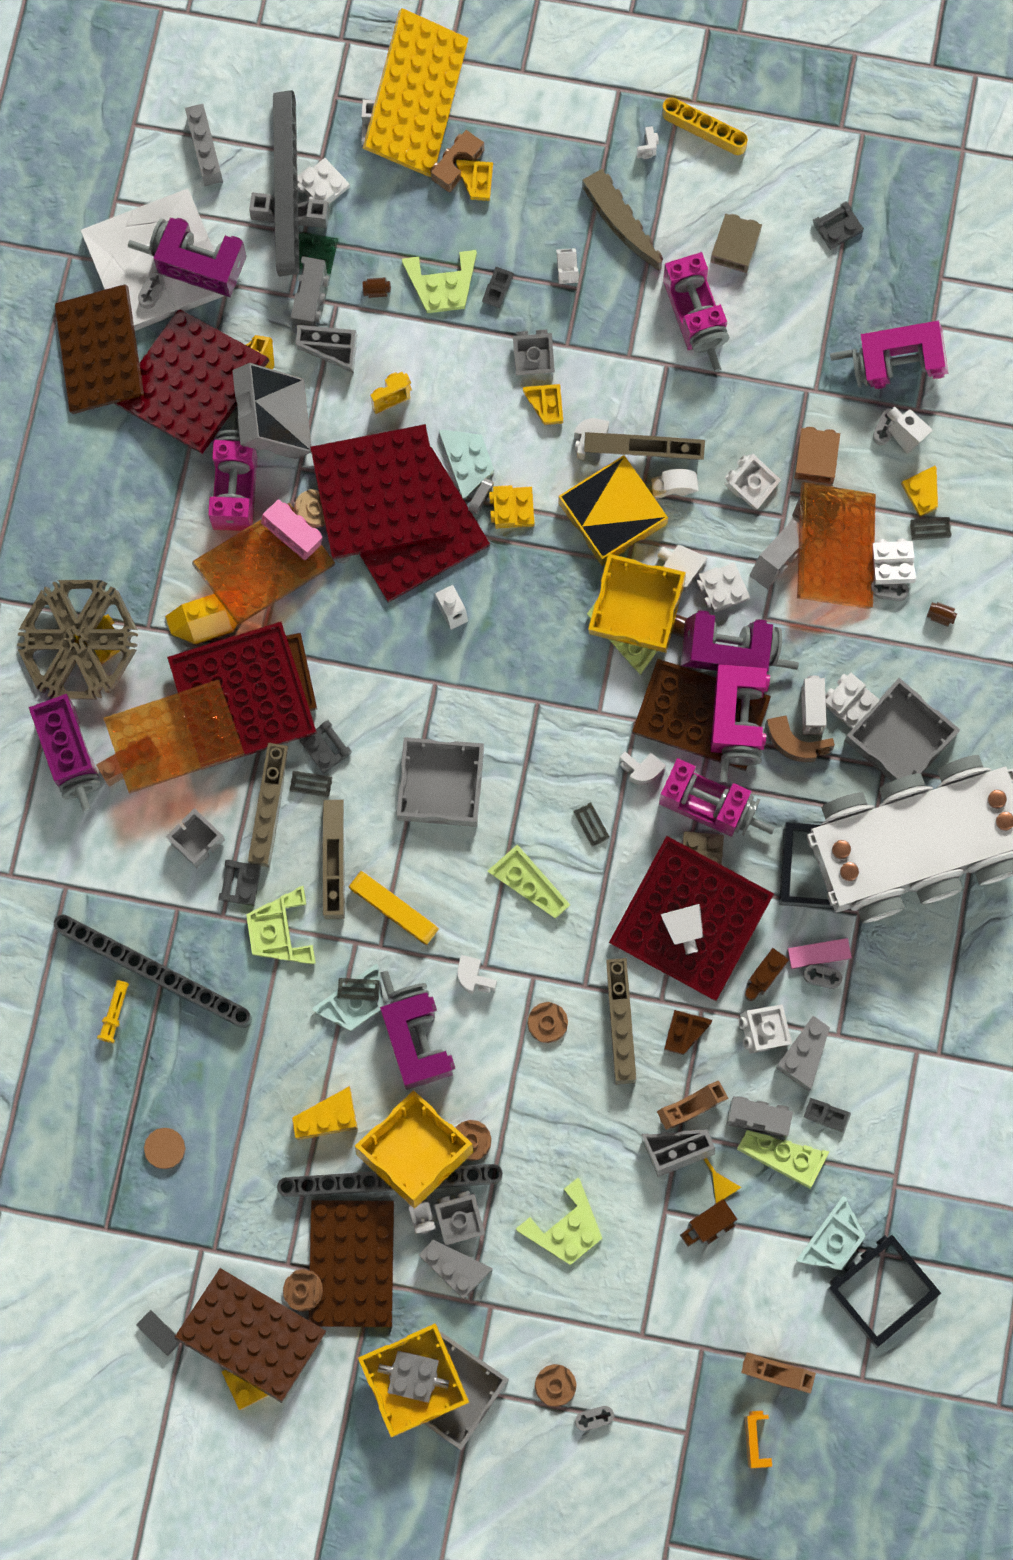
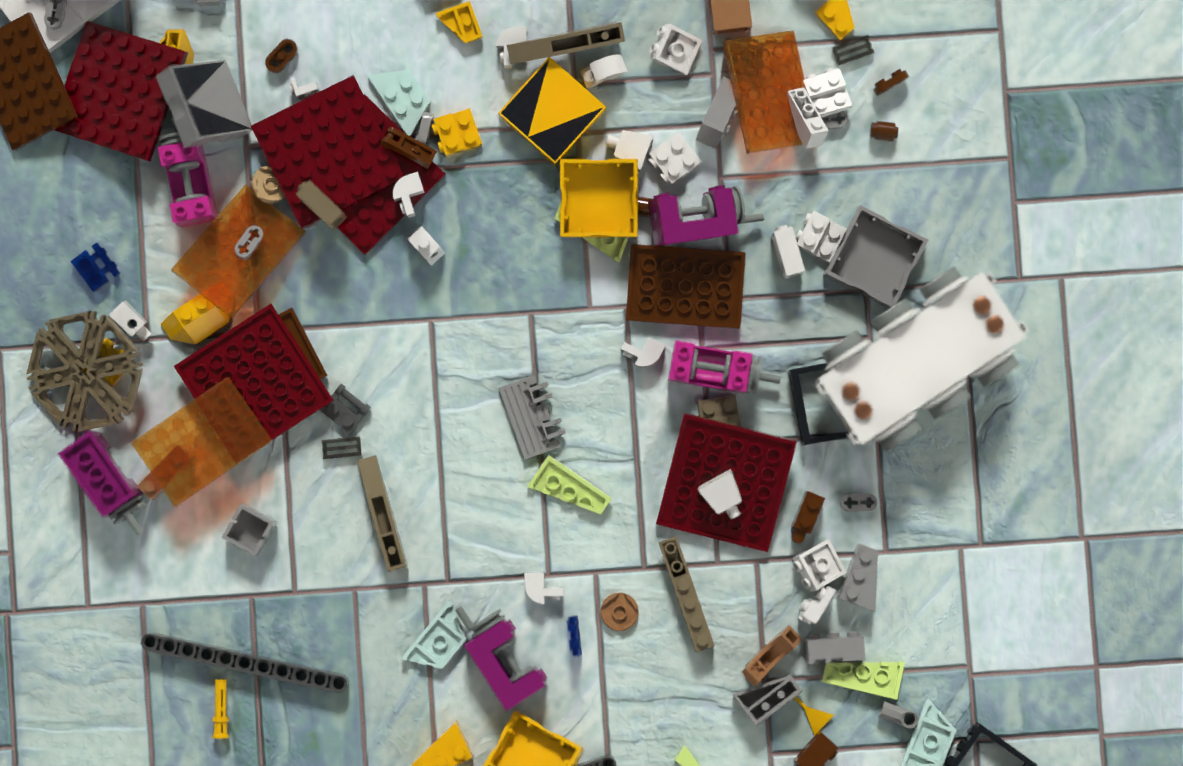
camera: 20 degrees left, 10 degrees up
(111, 546) = (89, 269): none -> clear blue plate
(133, 596) = (123, 314): none -> white torso
(246, 884) = (308, 556): dark grey plate -> none
(268, 805) = (308, 481): dark tan slope -> none
(270, 930) = (343, 596): yellowish green wing -> none
(274, 553) = (252, 245): none -> light grey beam
(291, 529) = (256, 211): bright pink brick -> none
(329, 344) = (241, 19): light grey wedge -> none
(356, 989) = (454, 626): clear smoke tile -> none
(358, 389) = (281, 56): none -> reddish brown plate
(358, 536) = (320, 204): none -> dark tan brick
(371, 427) = (303, 91): none -> white bracket
(393, 907) = (450, 544): yellow beam -> none
(396, 391) = (317, 48): yellow plate -> none
(440, 782) = (461, 415): light grey tile -> none
(446, 545) = (404, 189): none -> white brick
(460, 506) = (408, 147): none -> reddish brown plate
(478, 1135) = (581, 733): medium nougat tile -> none
(495, 1026) = (574, 642): none -> clear blue plate
(508, 805) = (528, 417): none -> light grey hinge
(599, 839) = (599, 404): clear smoke tile -> none
(685, 1031) = (746, 587): reddish brown wing -> none
(741, 740) = (727, 306): dark pink piece -> none
(747, 1068) = (811, 609): none -> white plate
(790, 746) = (771, 293): medium nougat arch -> none
(806, 1203) = (896, 714): none -> light grey piece
(819, 953) = (850, 481): bright pink tile -> none
(827, 1115) = (894, 628): dark grey slope -> none
(866, 580) = (807, 119): none -> white slope
(954, 570) = (883, 86): none -> reddish brown plate

